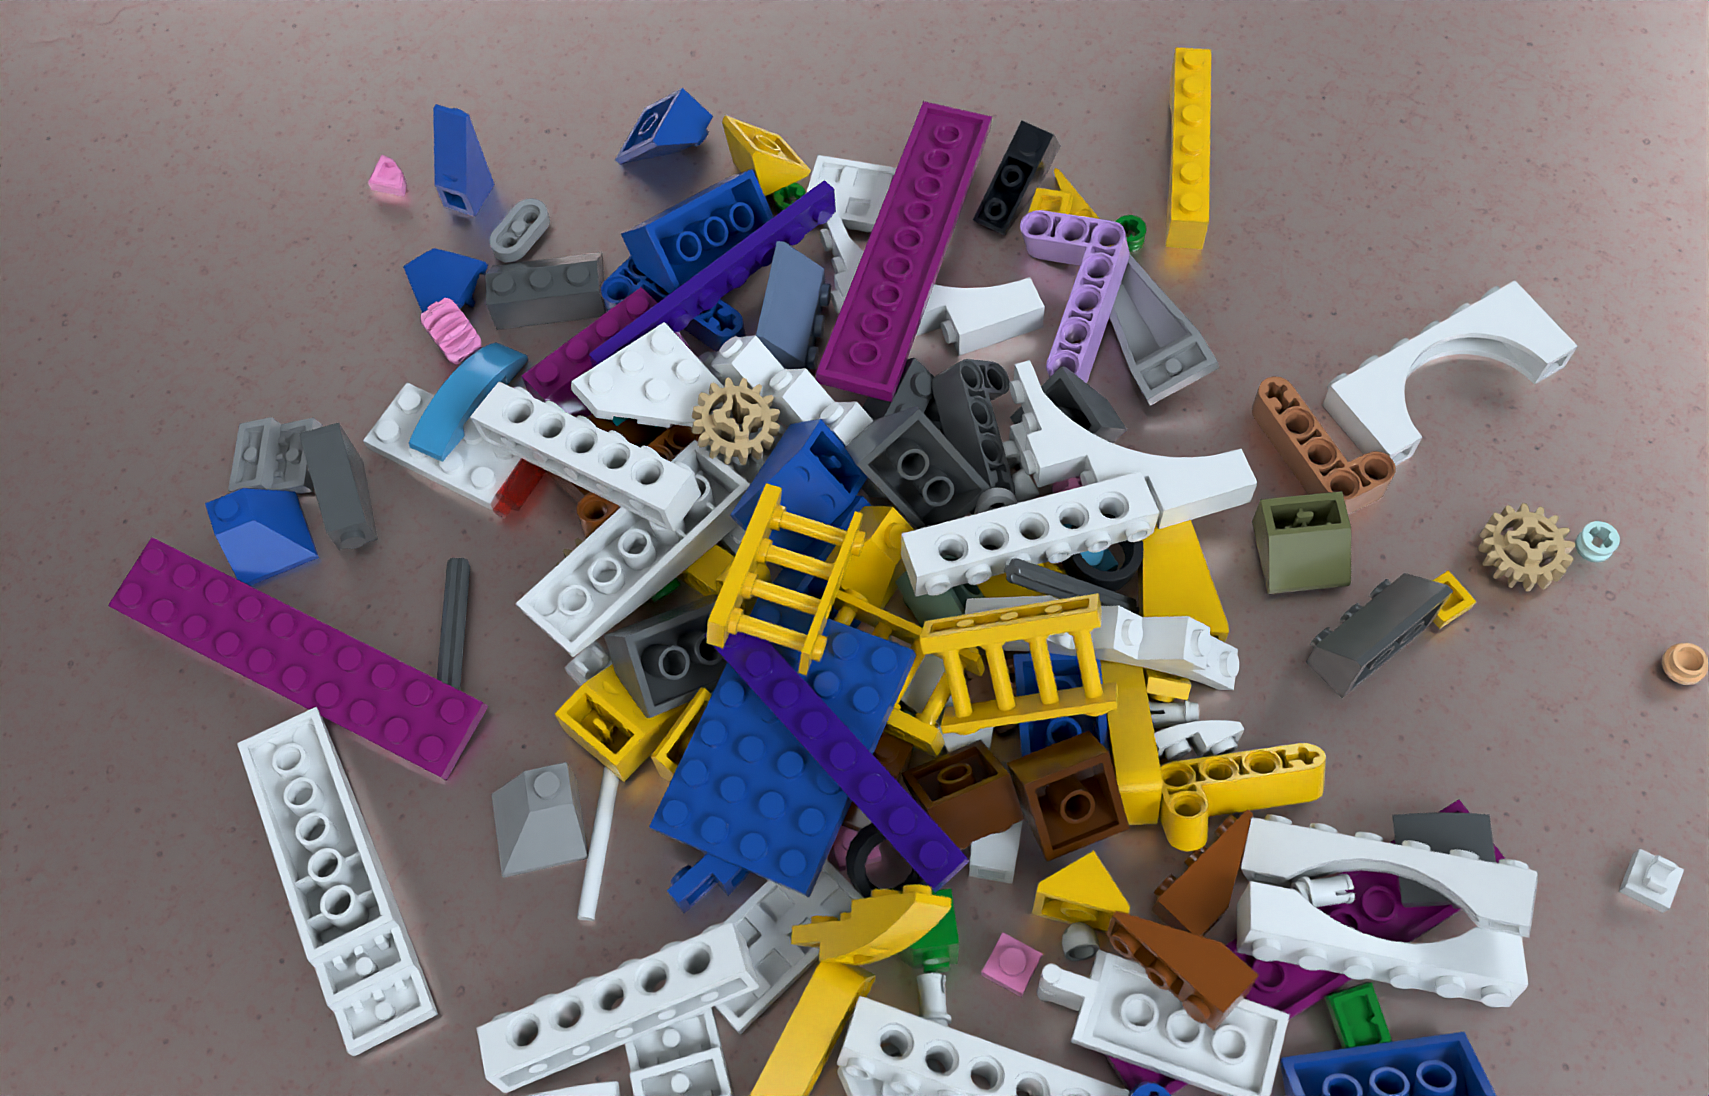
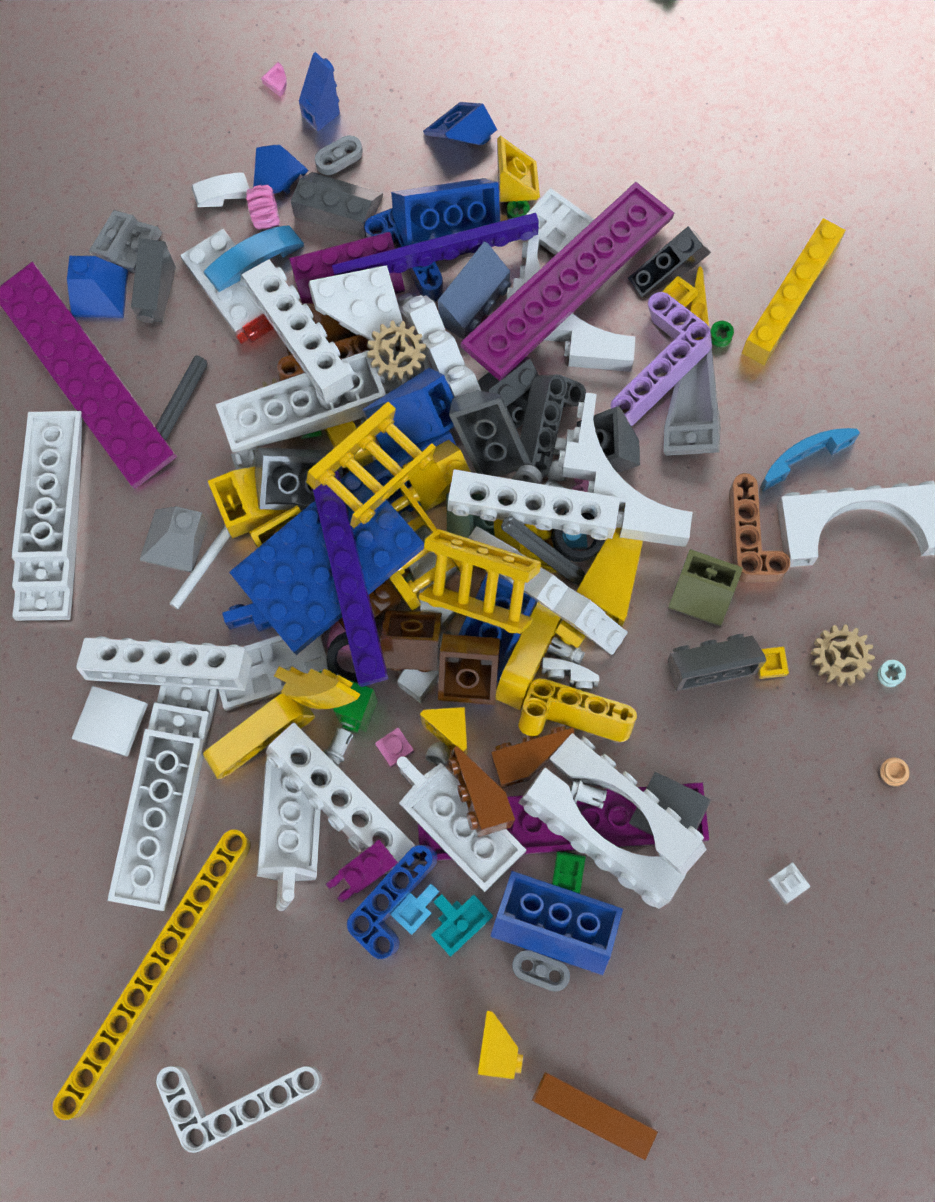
camera: 25 degrees right, 10 degrees up
(374, 337) = (214, 190): none -> white slope
(1341, 296) = (833, 440): none -> dark azure slope

